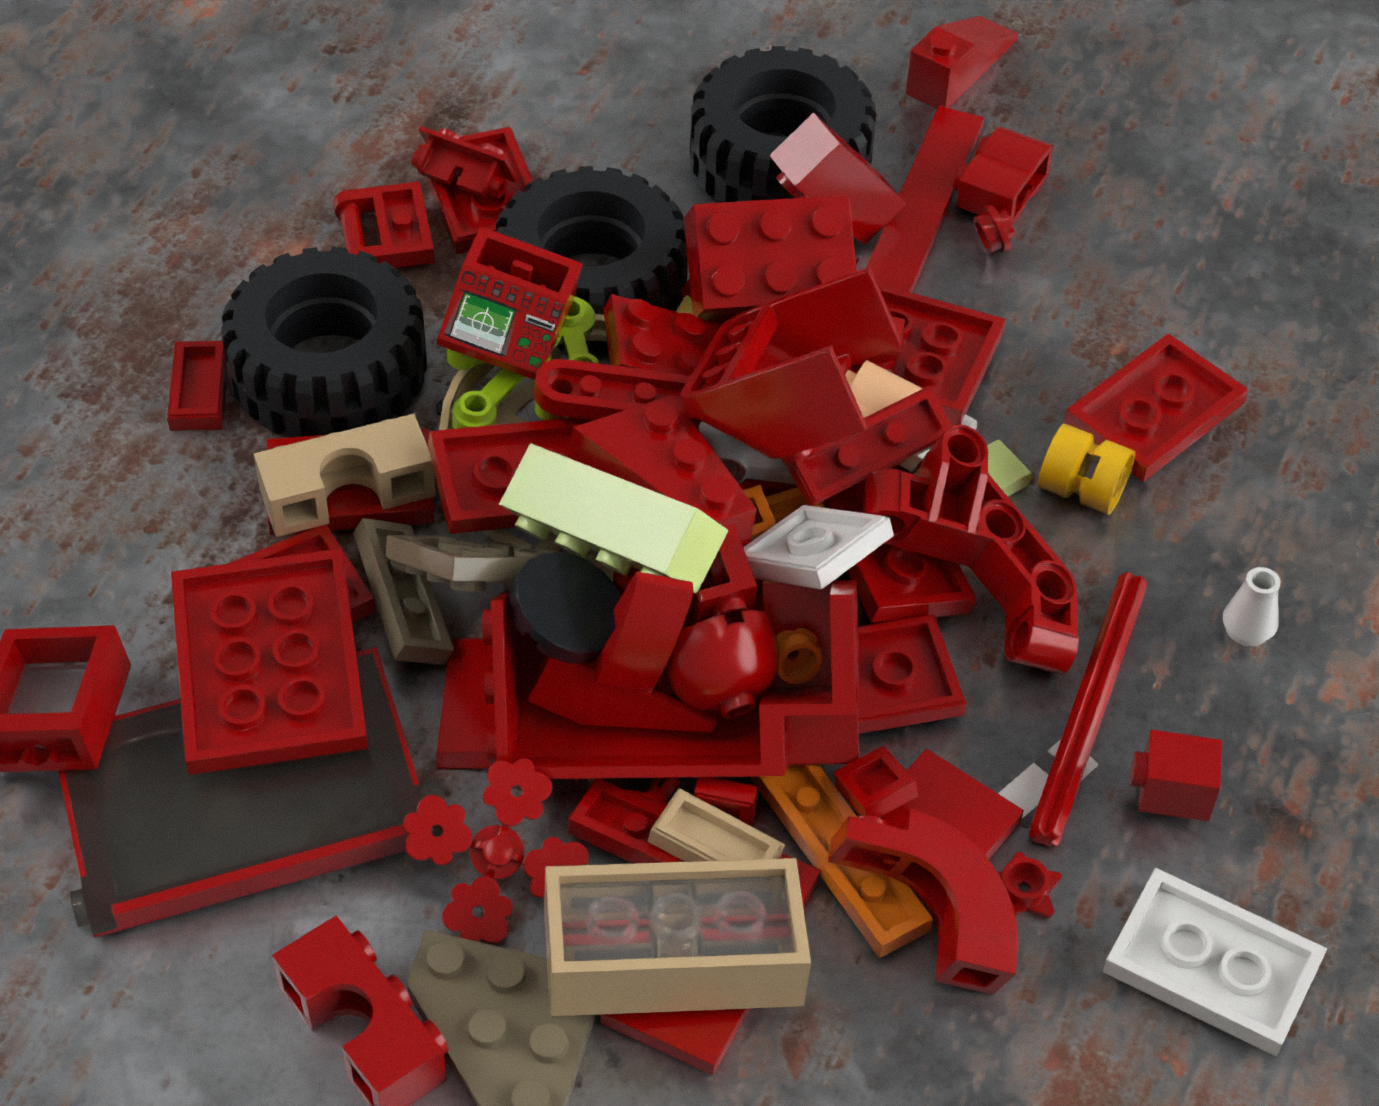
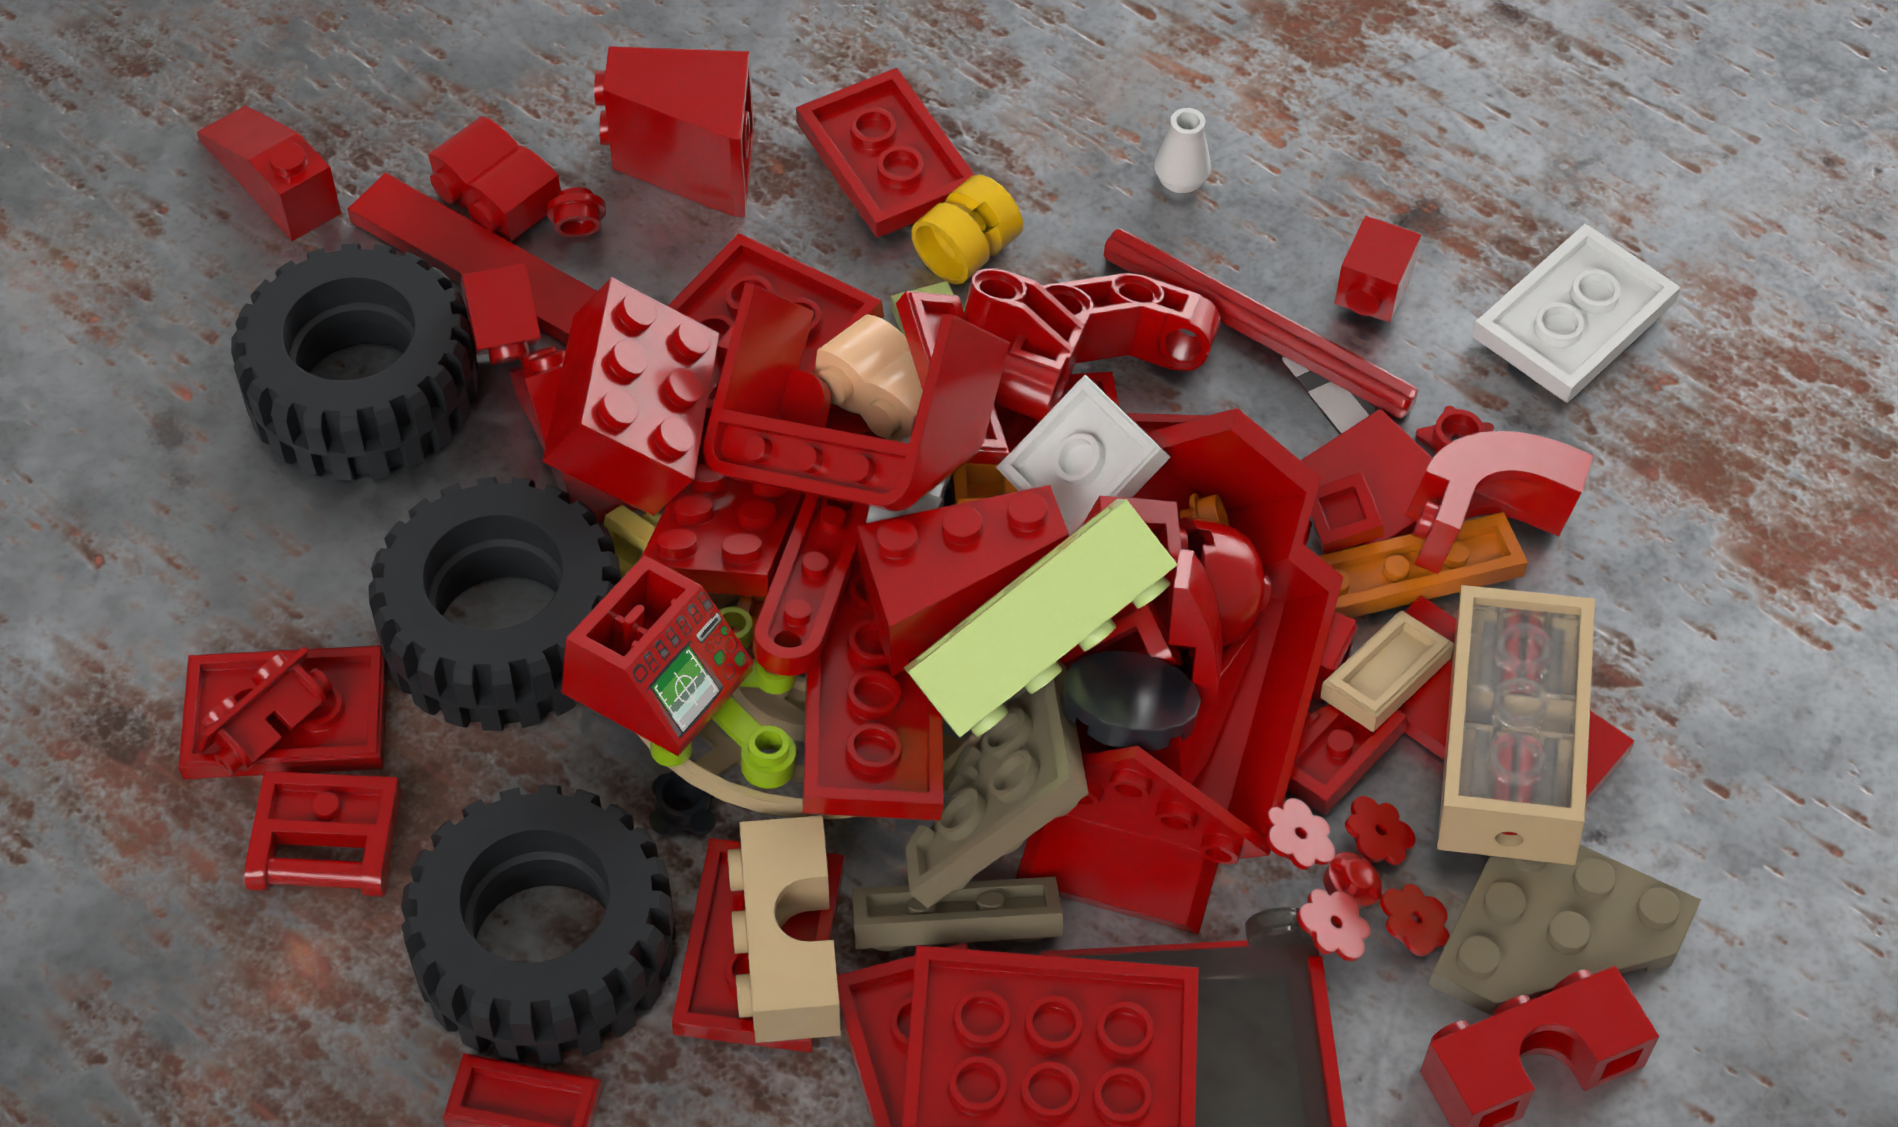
camera: 75 degrees left, 5 degrees up
(1107, 262) = (680, 121): none -> red slope

